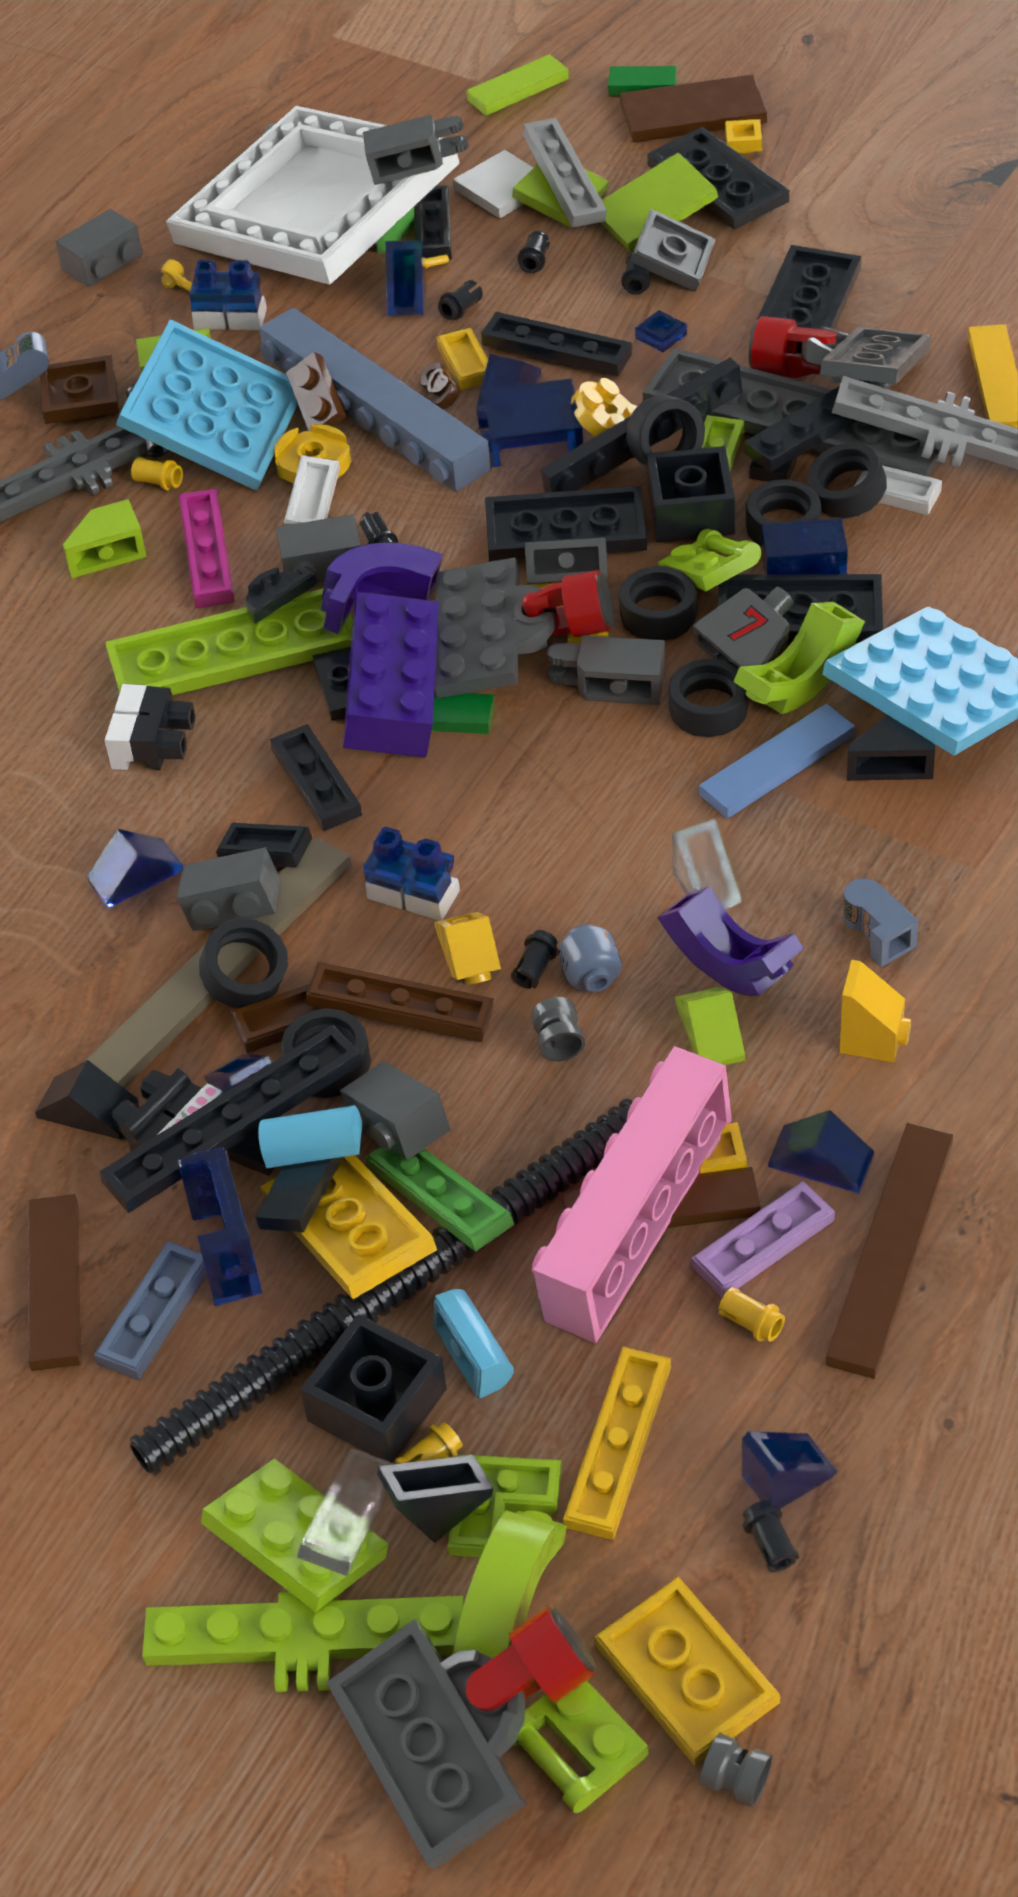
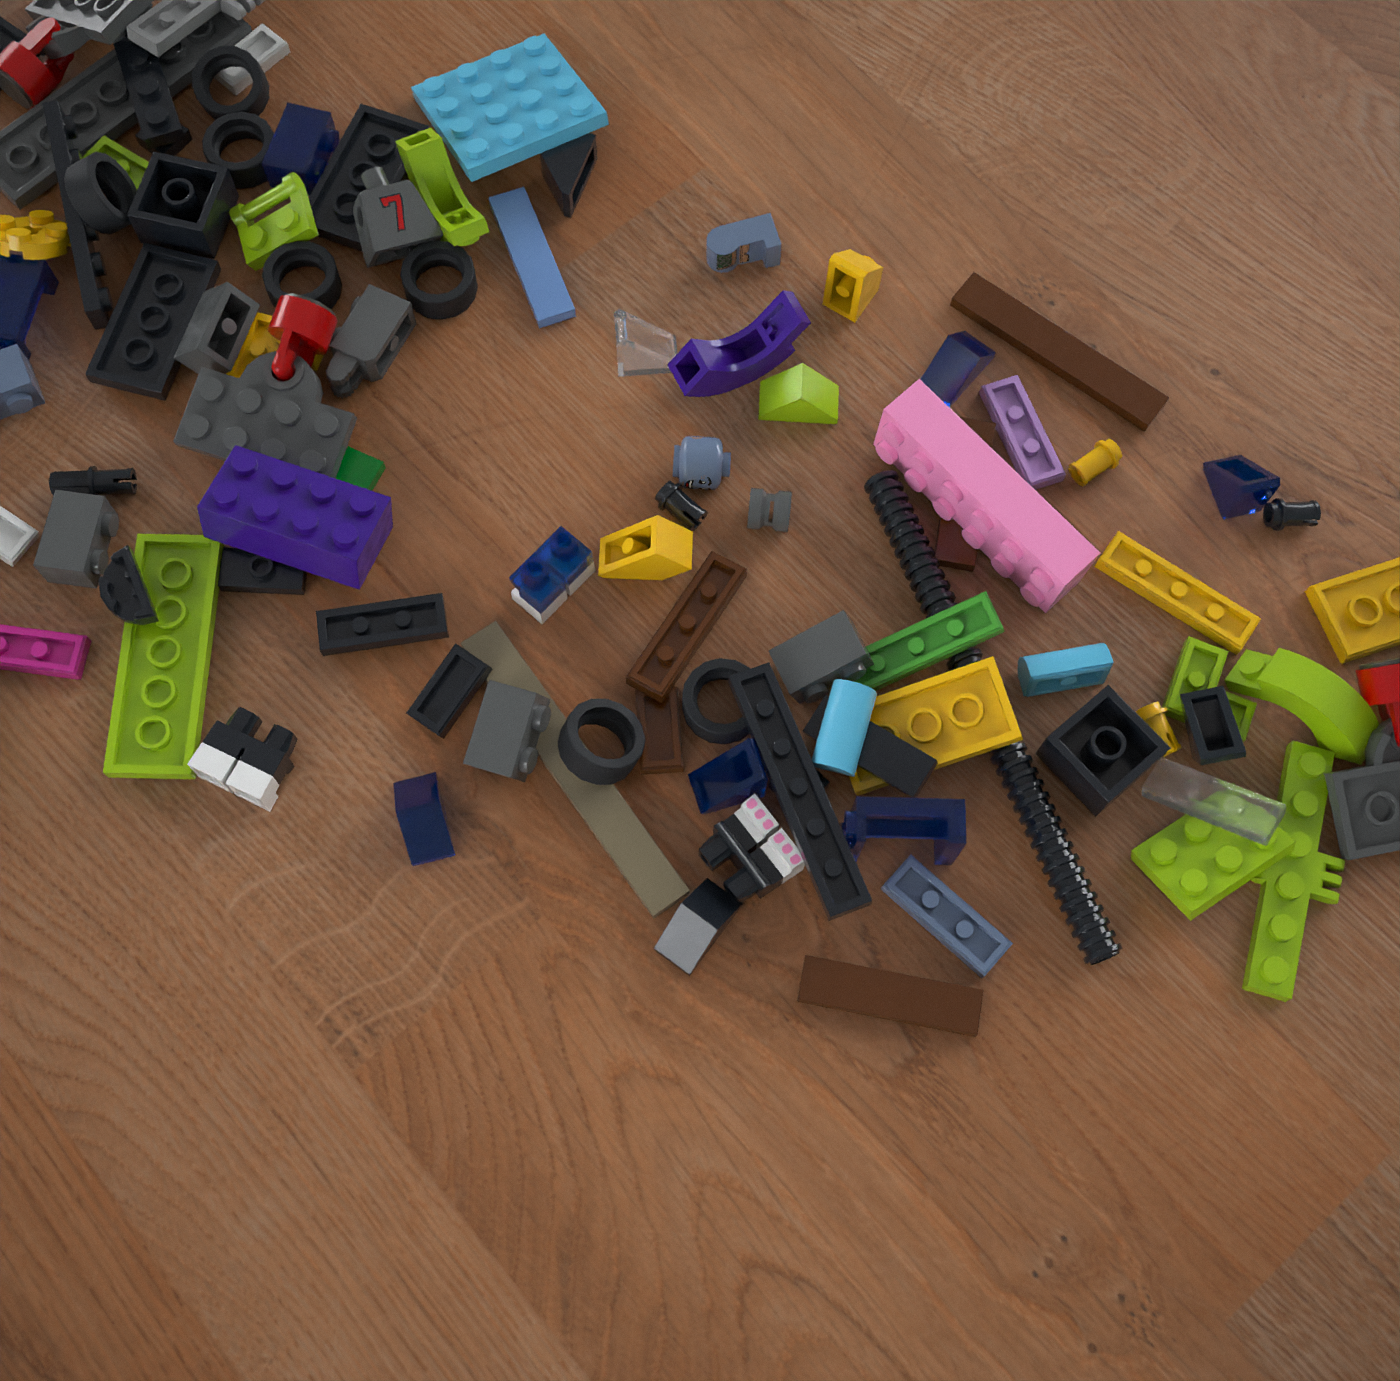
camera: 80 degrees left, 20 degrees up
(377, 569) = (147, 484): dark purple arch -> none

